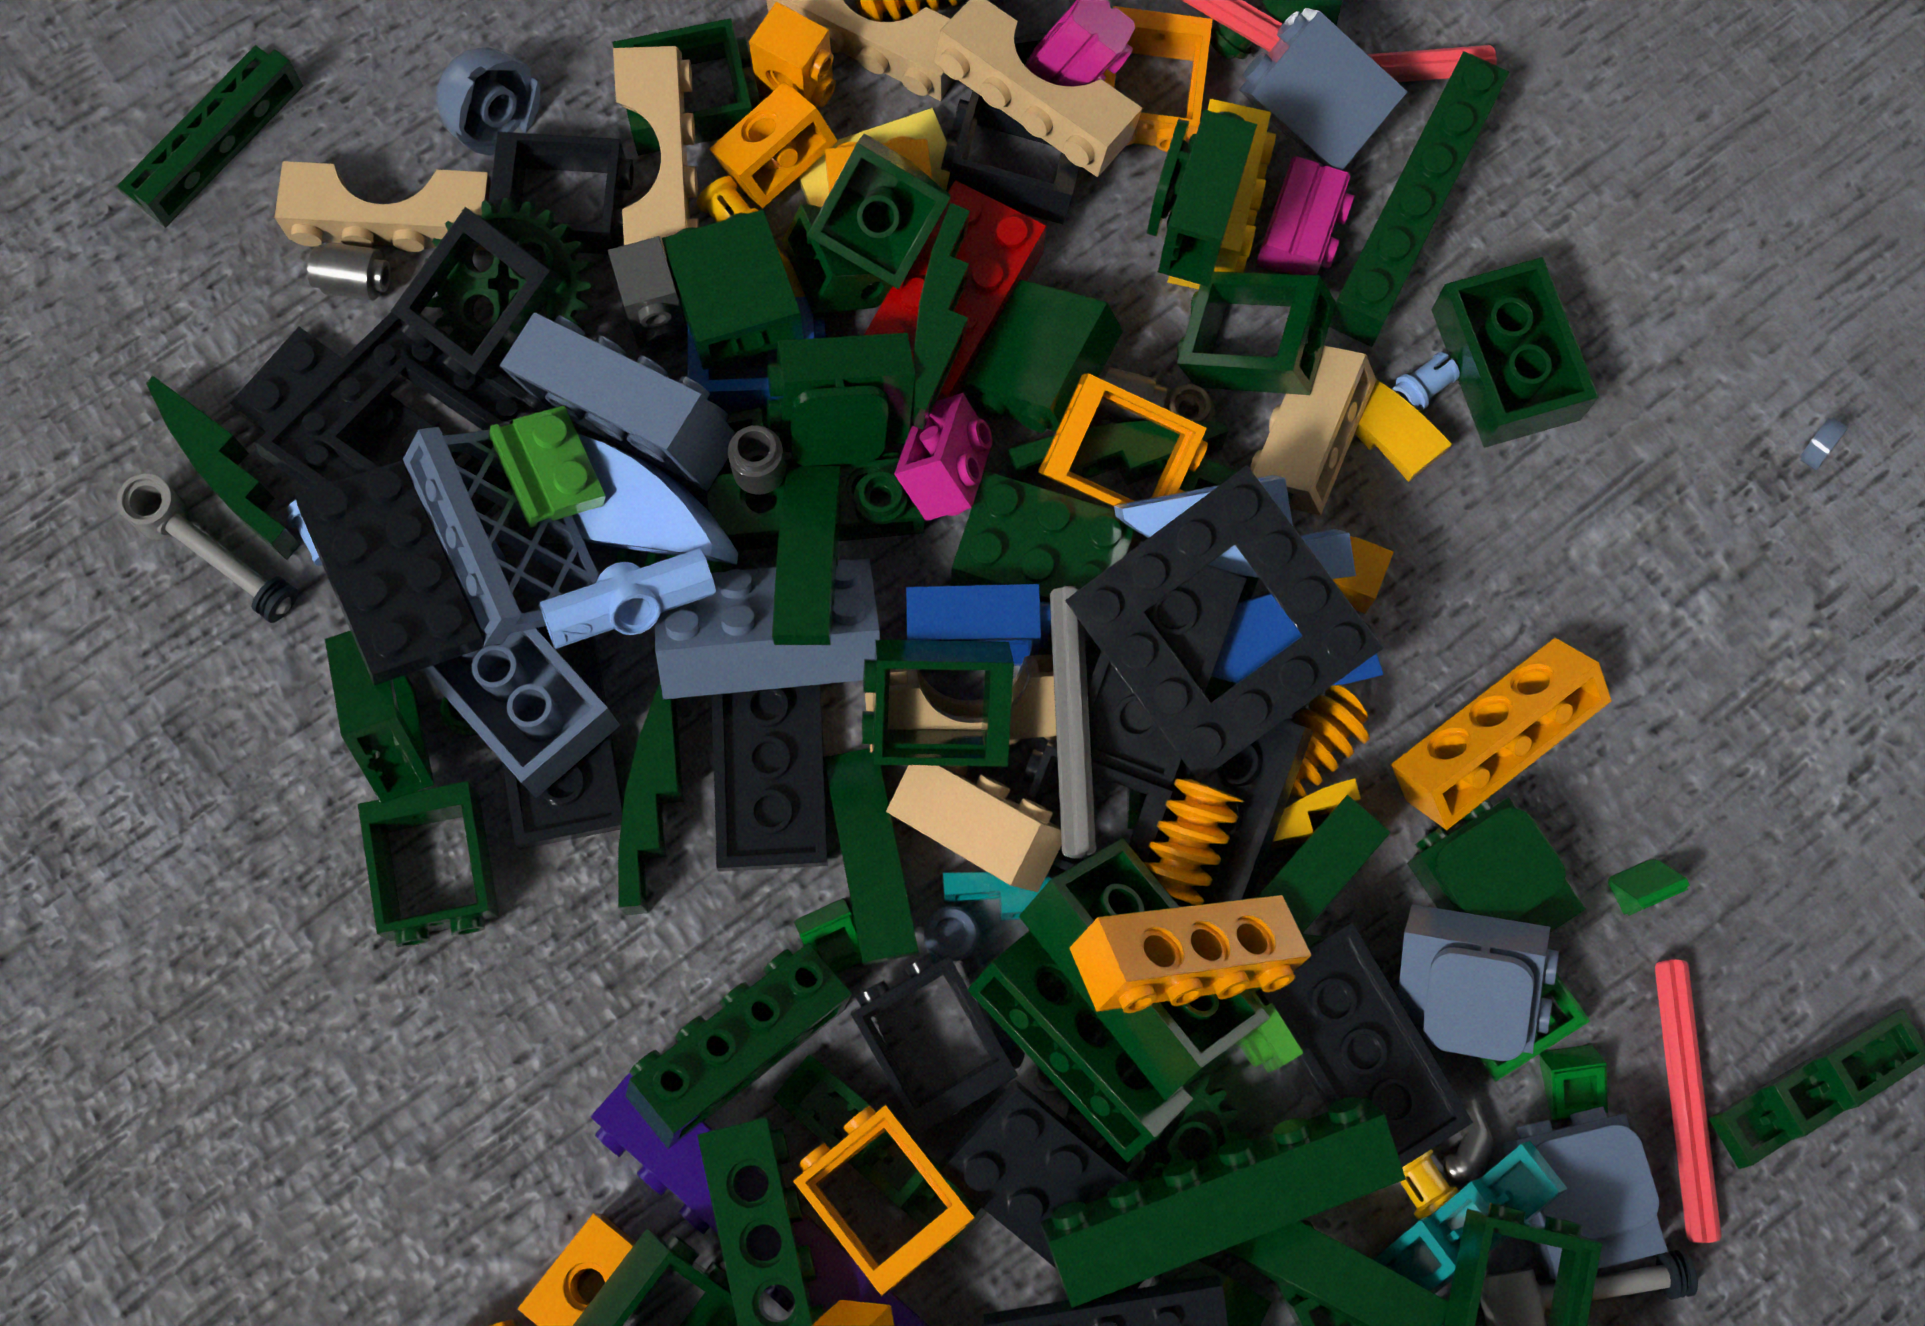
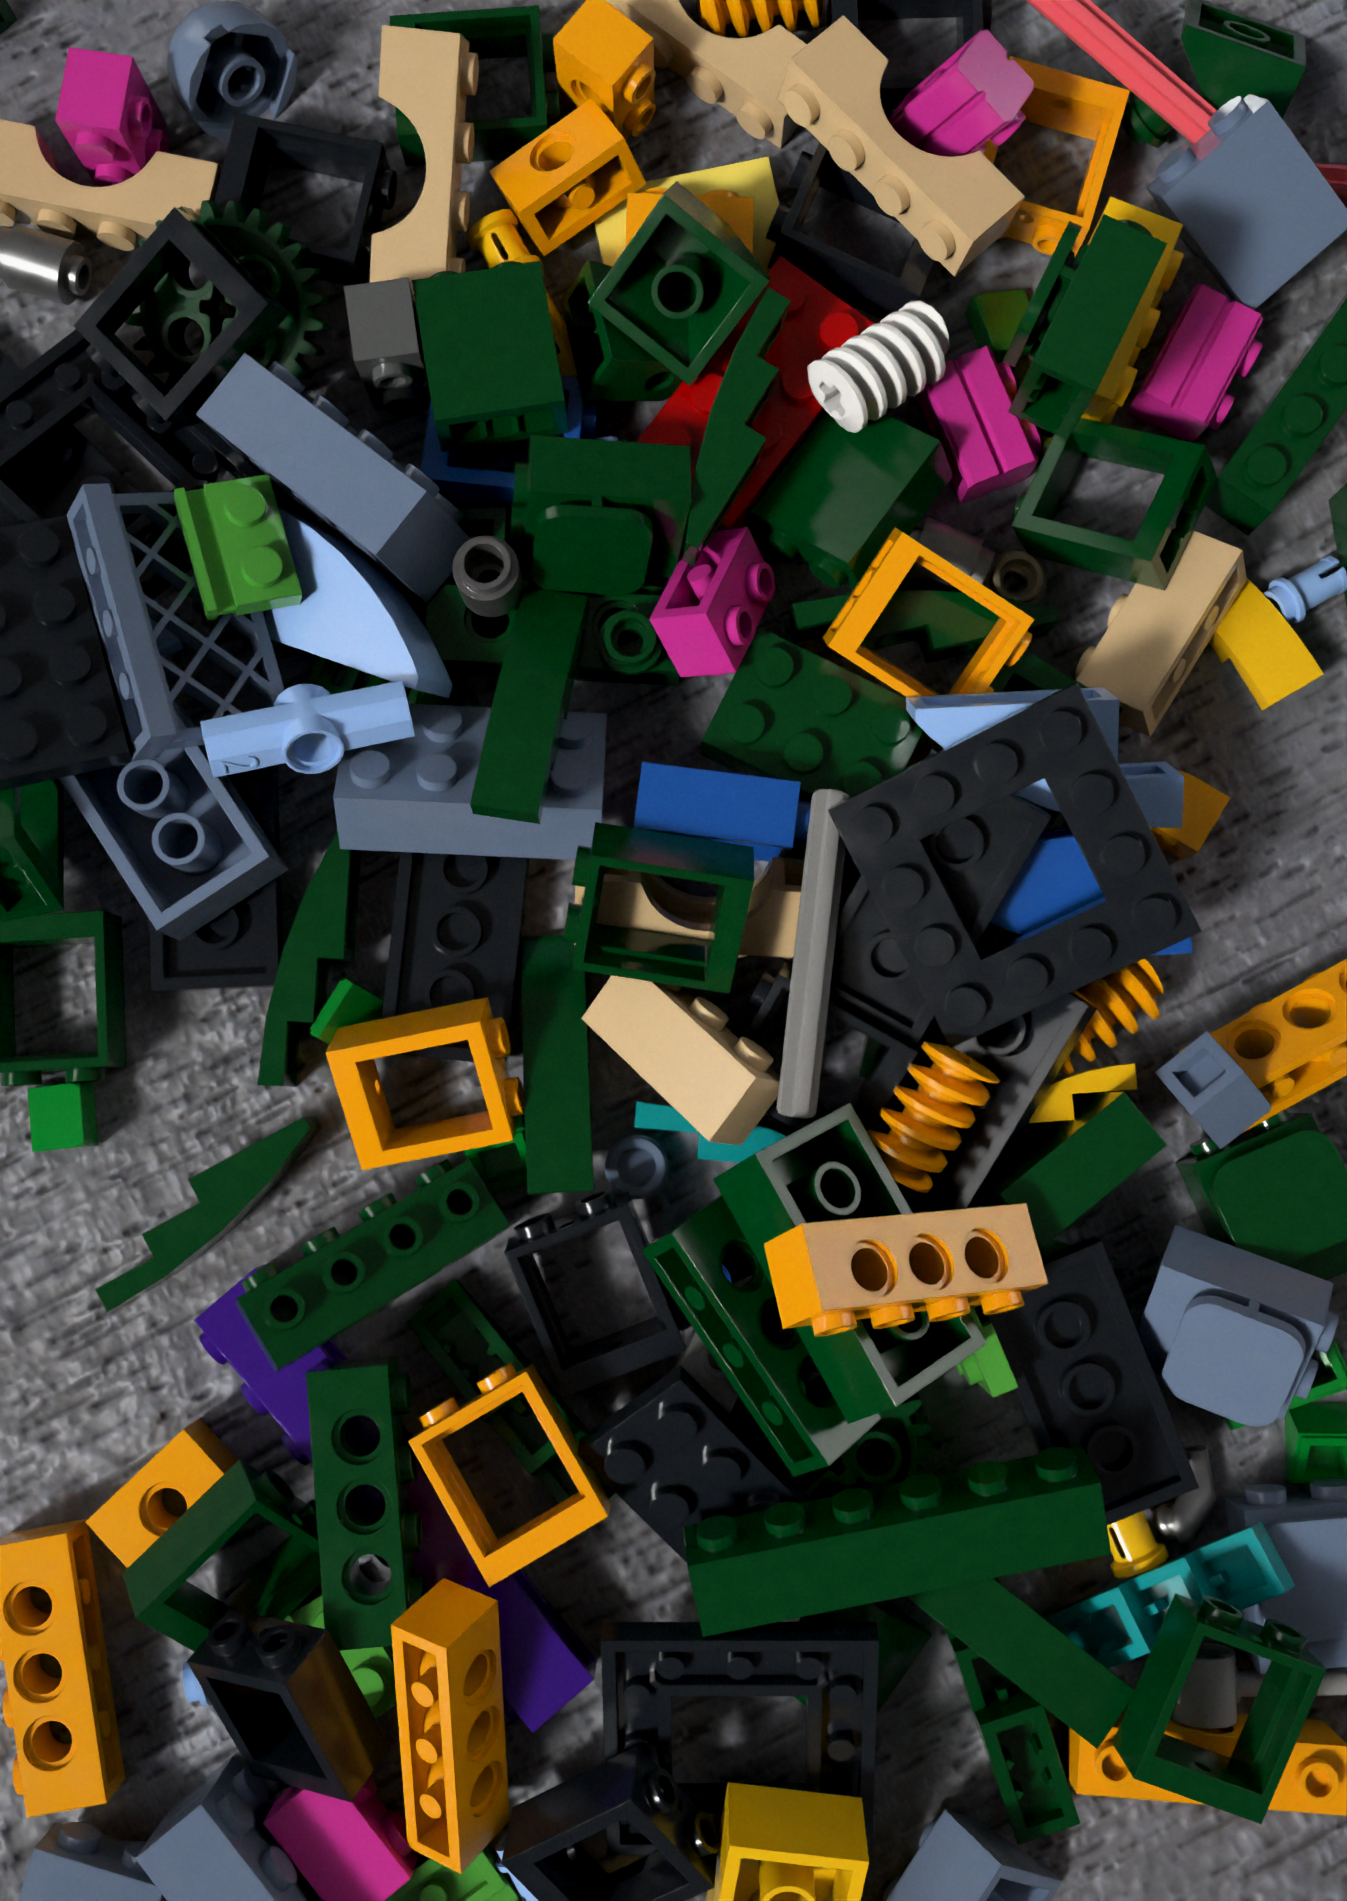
camera: 10 degrees right, 10 degrees up
(395, 148) = (109, 115): none -> dark pink brick
(449, 967) = (63, 1116): none -> green slope
(605, 1009) = (225, 1197): none -> dark green slope
(688, 844) = (346, 1006): none -> green slope
(709, 905) = (364, 1102): none -> light orange window
(1050, 252) = (881, 366): none -> white piece
(1134, 208) = (996, 319): none -> green slope
(1141, 298) = (972, 421): none -> dark pink brick
(1423, 787) = (1214, 1089): none -> sand blue panel

